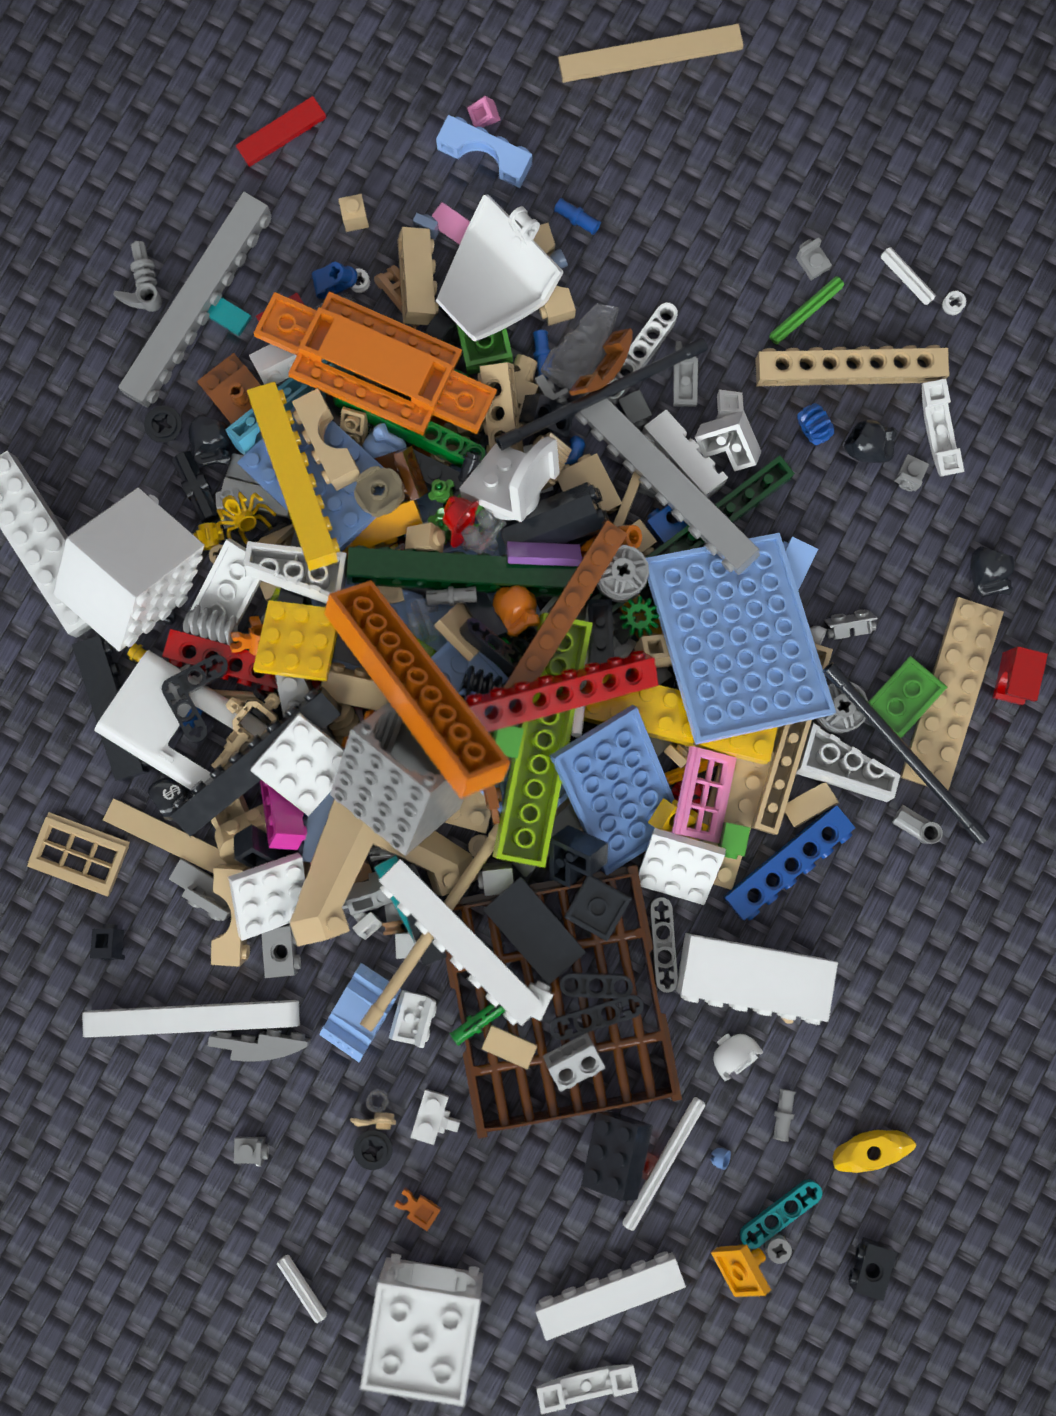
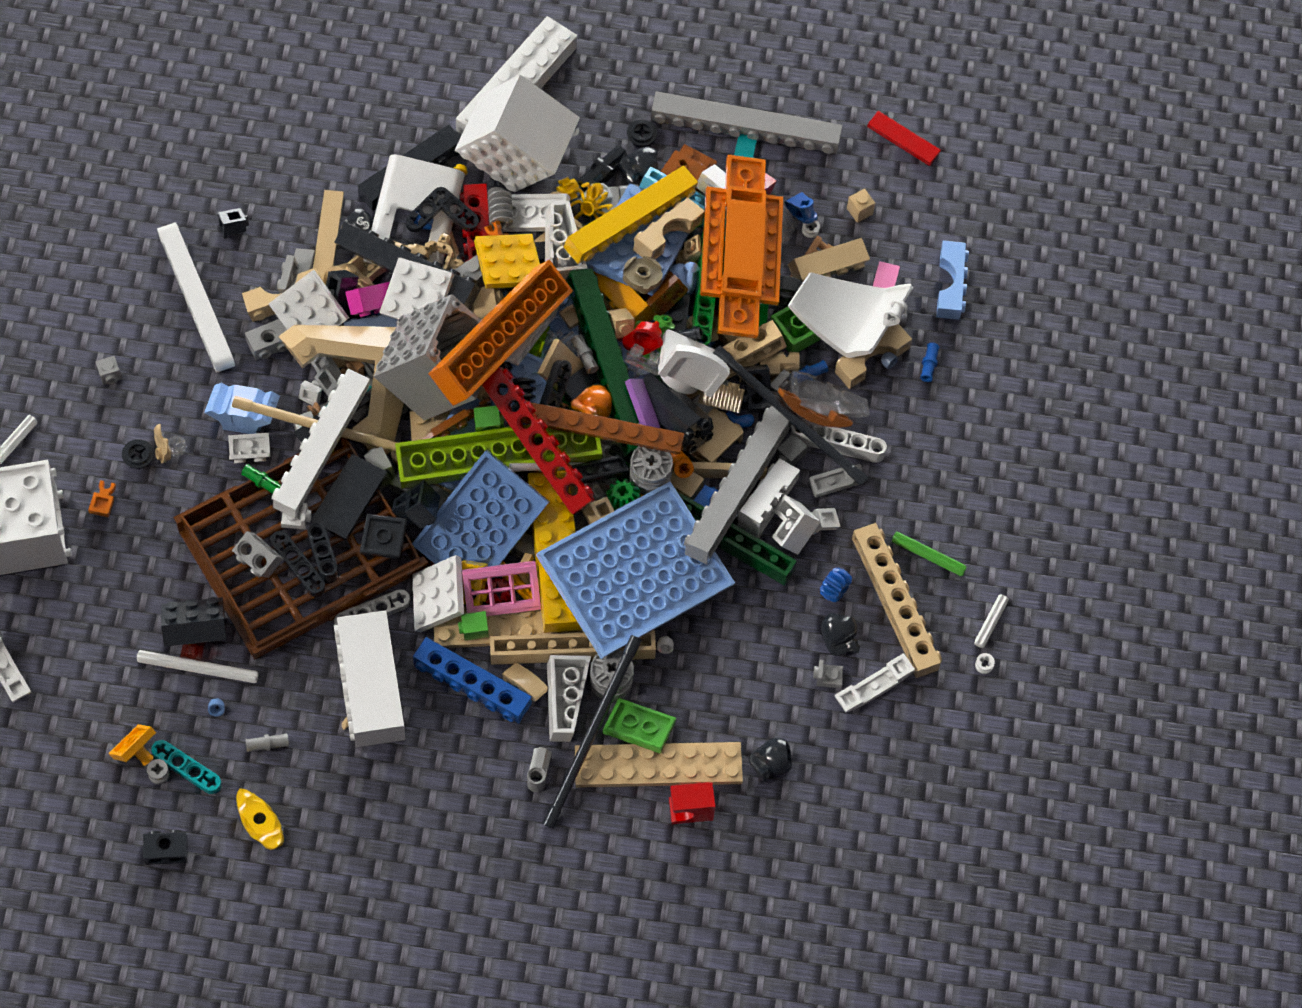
camera: 65 degrees right, 20 degrees down
(68, 874) = (310, 183): tan piece -> none
(145, 281) = (746, 84): light grey piece -> none
(268, 1046) = (191, 350): light grey slope -> none
(426, 222) = (875, 258): sand blue plate -> none
(433, 1118) = (177, 488): white hinge -> none
(483, 112) = (983, 272): bright pink slope -> none
(509, 1047) = (252, 510): tan tile -> none
(609, 1295) = (80, 657): white brick -> none
(650, 53) = (1087, 374): tan tile -> none
(735, 1054) = (301, 687): white cylinder -> none
(800, 558) = (717, 609): light blue slope -> none
(813, 258) = (973, 544): light grey bracket -> none
(860, 621) = (681, 660): light grey hinge -> none

